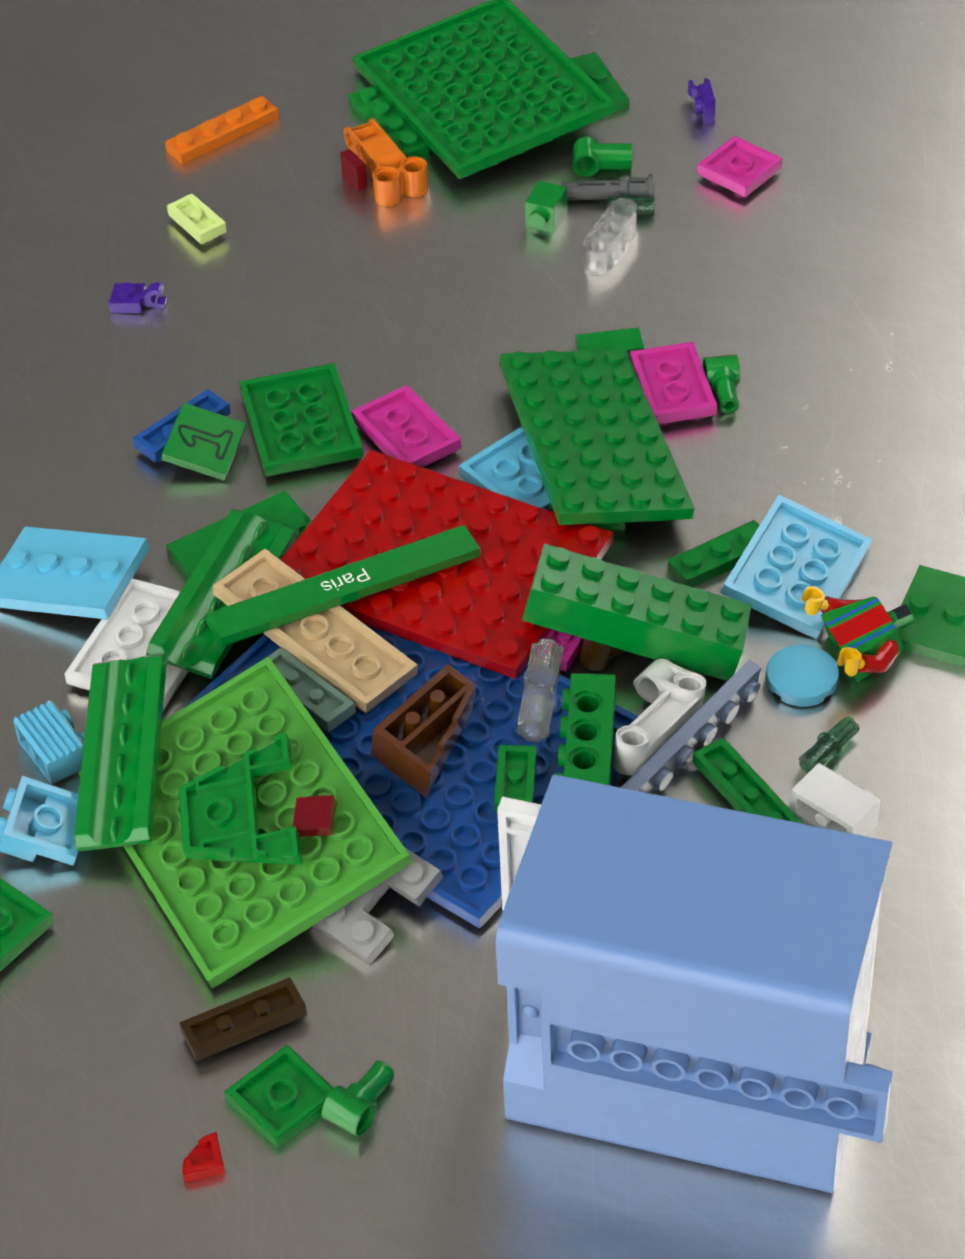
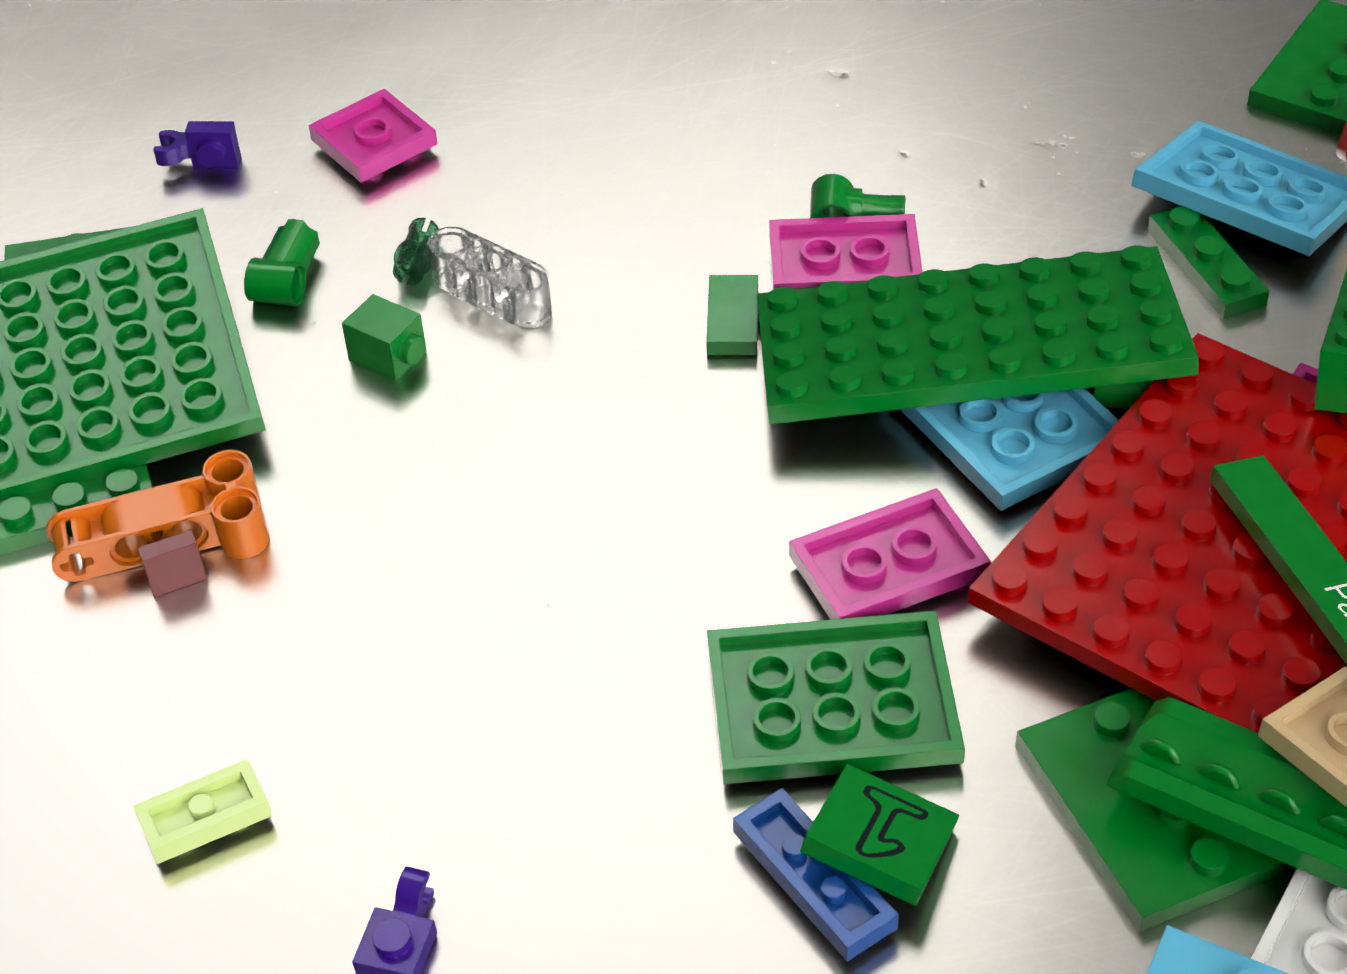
camera: 80 degrees left, 0 degrees up
(601, 189) = (371, 254): dark grey pin -> none

